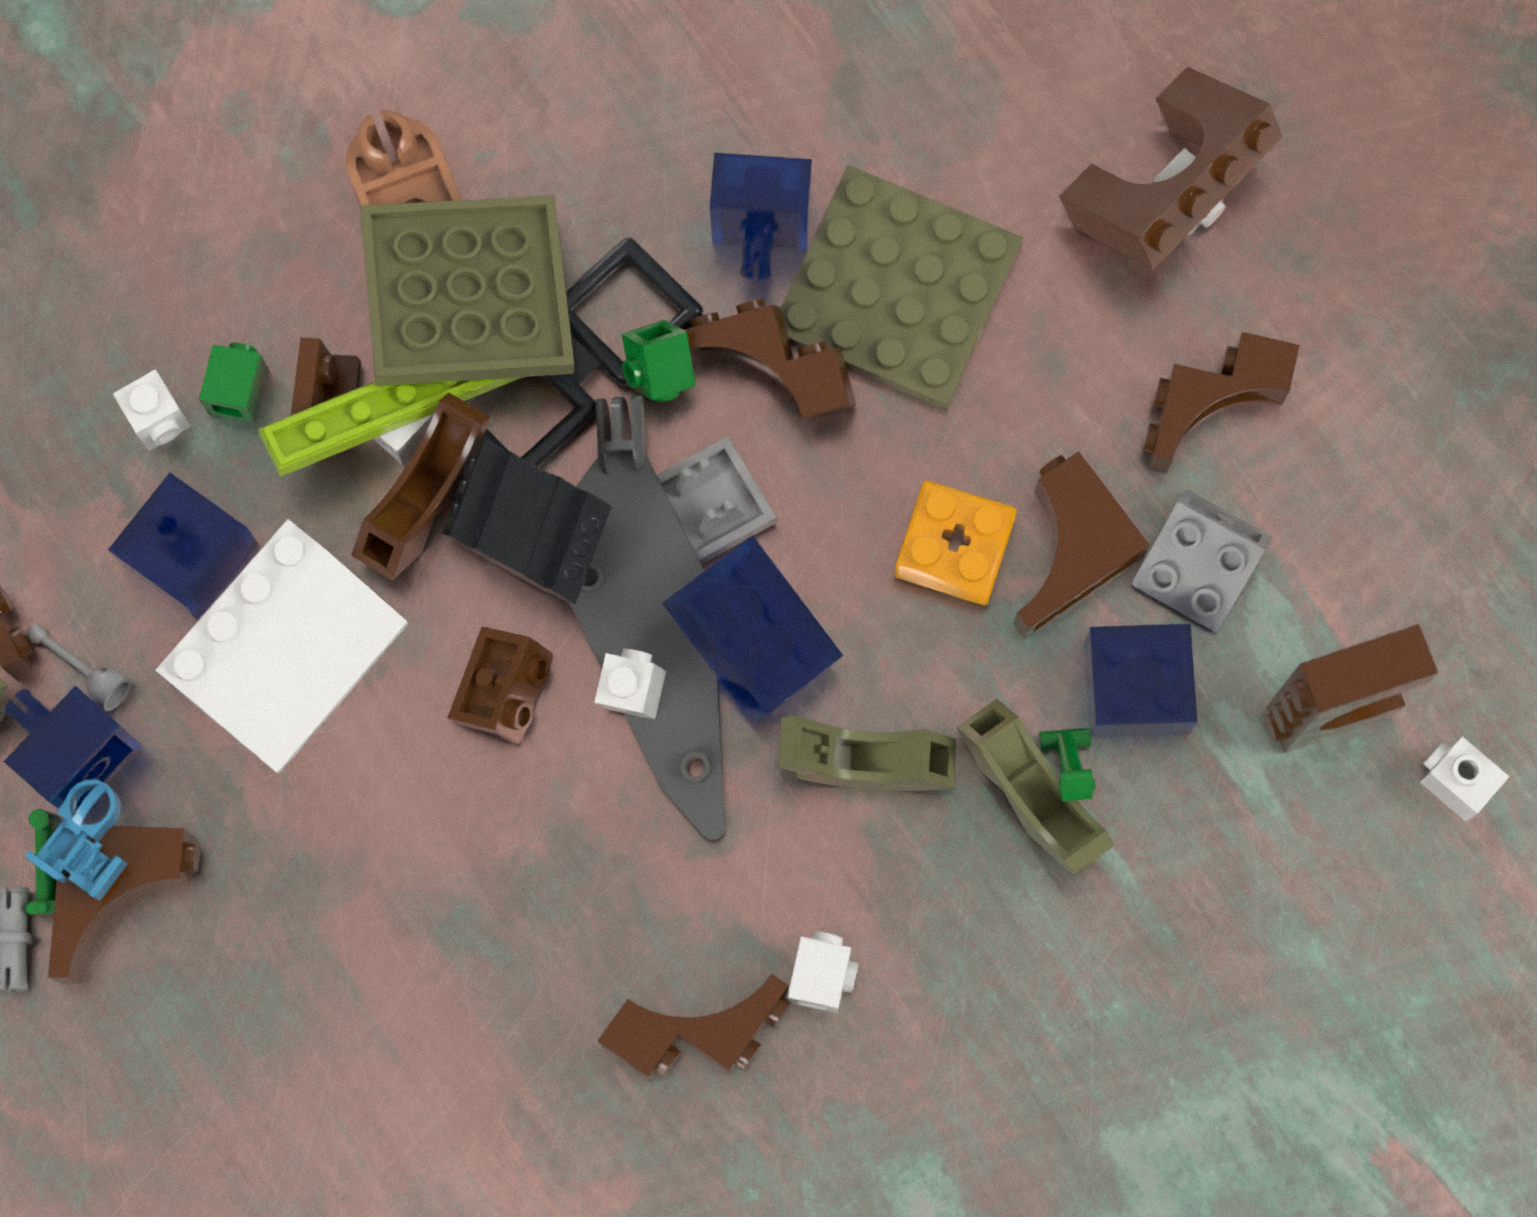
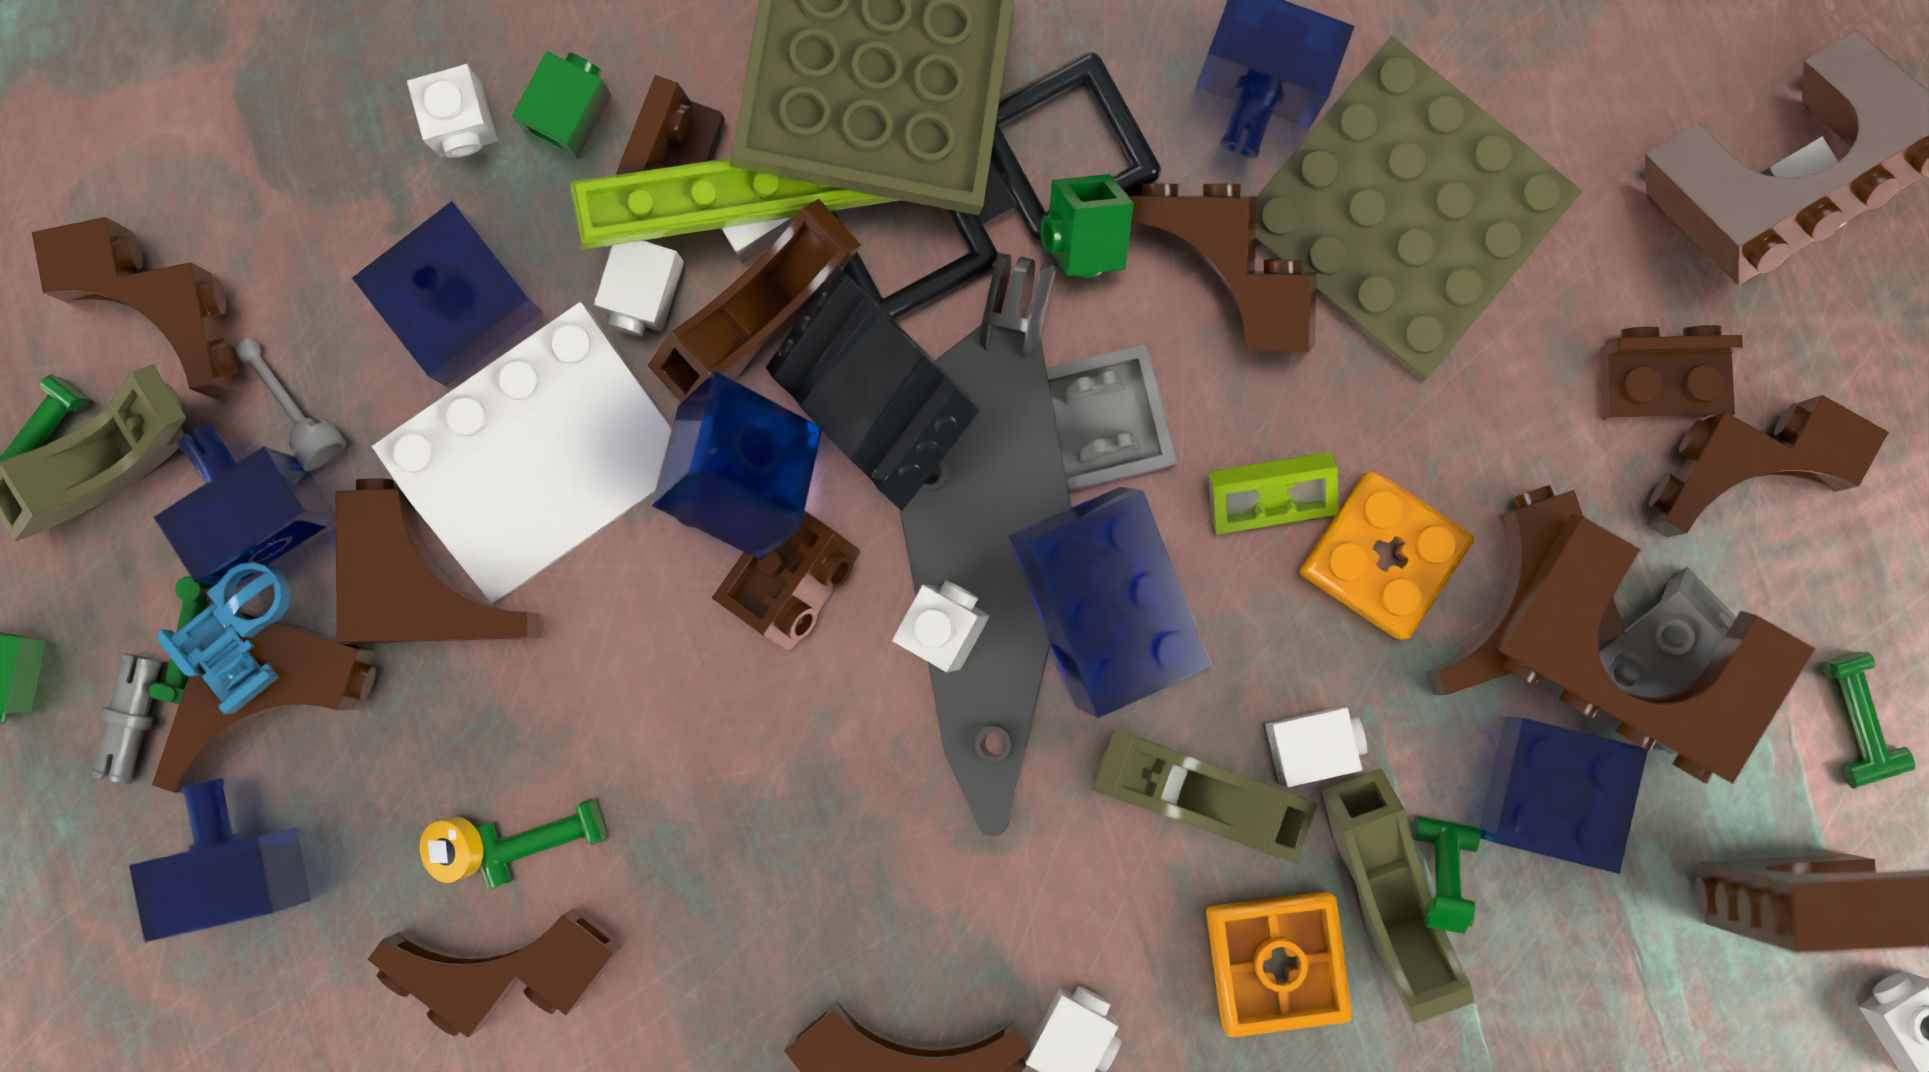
camera: 15 degrees right, 10 degrees up
(120, 1030) = (220, 875): none -> clear blue brick
(202, 783) = (393, 586): none -> reddish brown arch
(295, 967) = (451, 849): none -> yellow tile
(328, 498) = (638, 286): none -> white brick
(330, 962) = (498, 852): none -> green piece
(403, 1029) = (468, 990): none -> reddish brown arch
(440, 607) = (737, 466): none -> clear blue brick
(856, 519) = (1273, 493): none -> lime piece
(942, 695) = (1316, 746): none -> white brick
(977, 840) = (1312, 988): none -> light orange brick
(1127, 351) = (1668, 375): none -> reddish brown bracket
(1222, 592) = (1707, 723): none -> reddish brown arch
(1374, 593) = (1877, 761): none -> green piece

